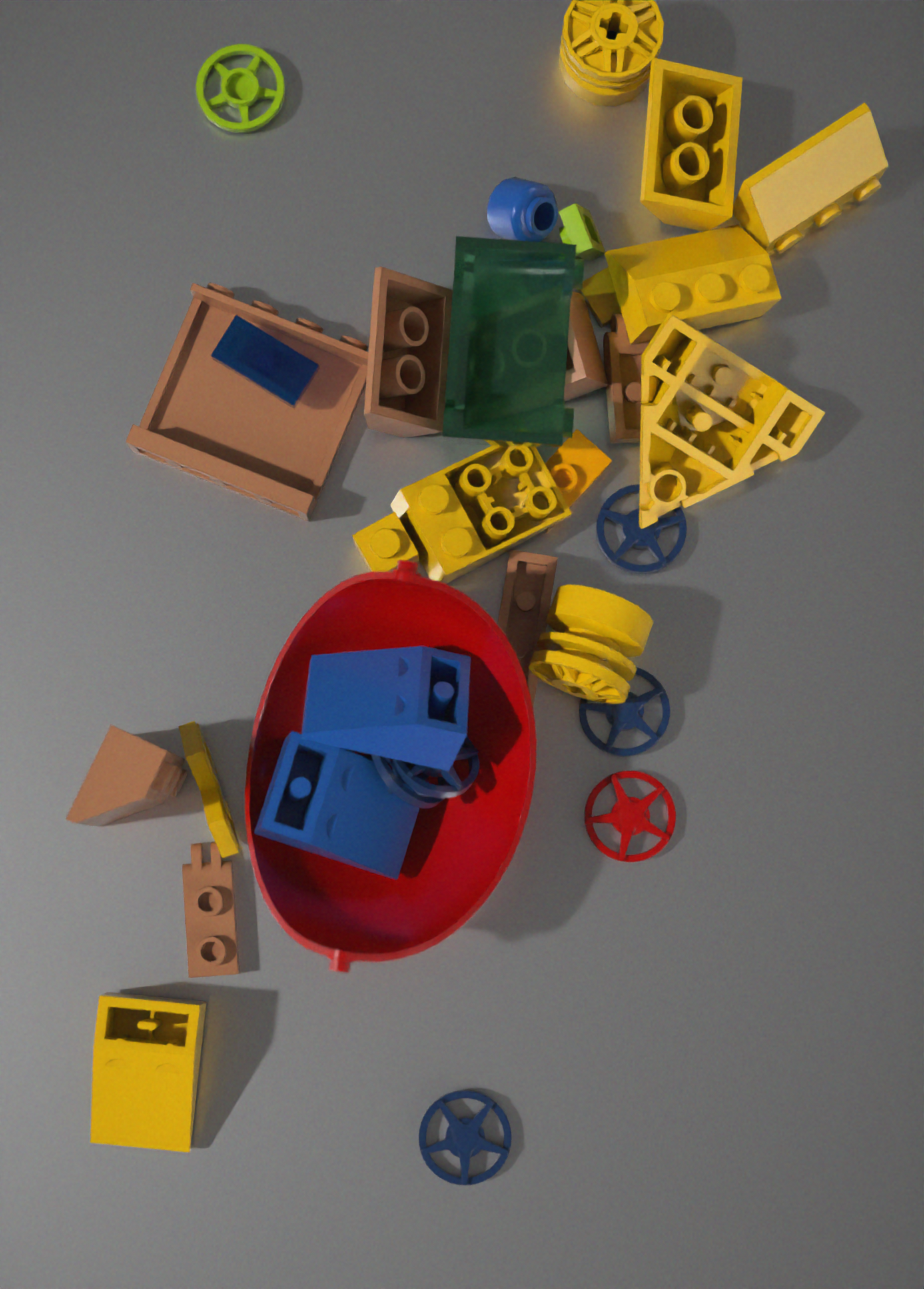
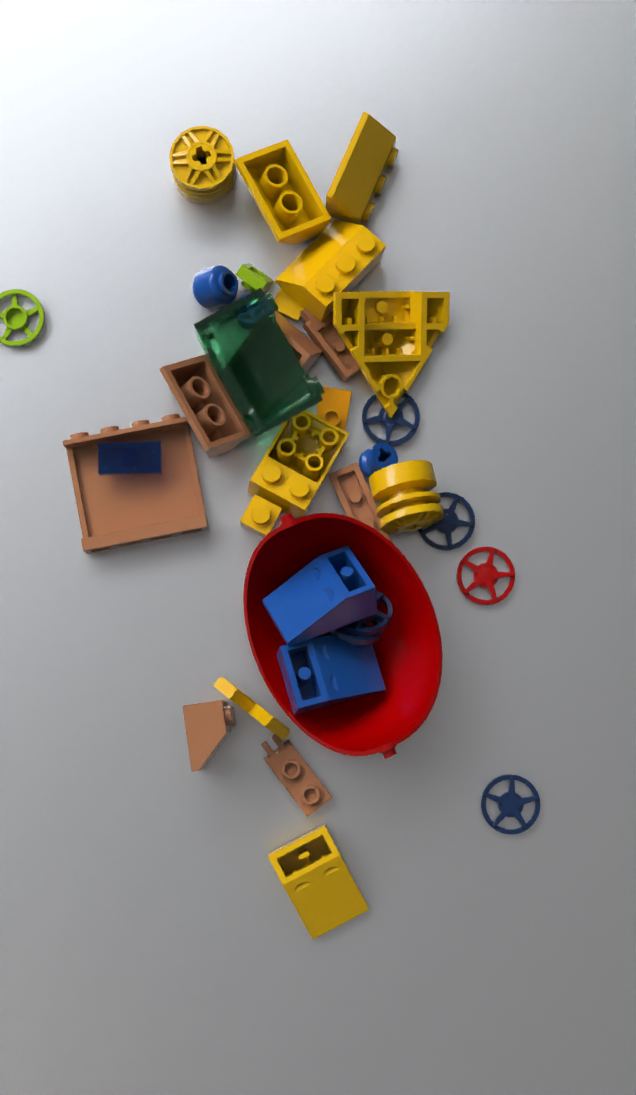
camera: 30 degrees left, 0 degrees up
(574, 565) = (369, 459): none -> blue wheel

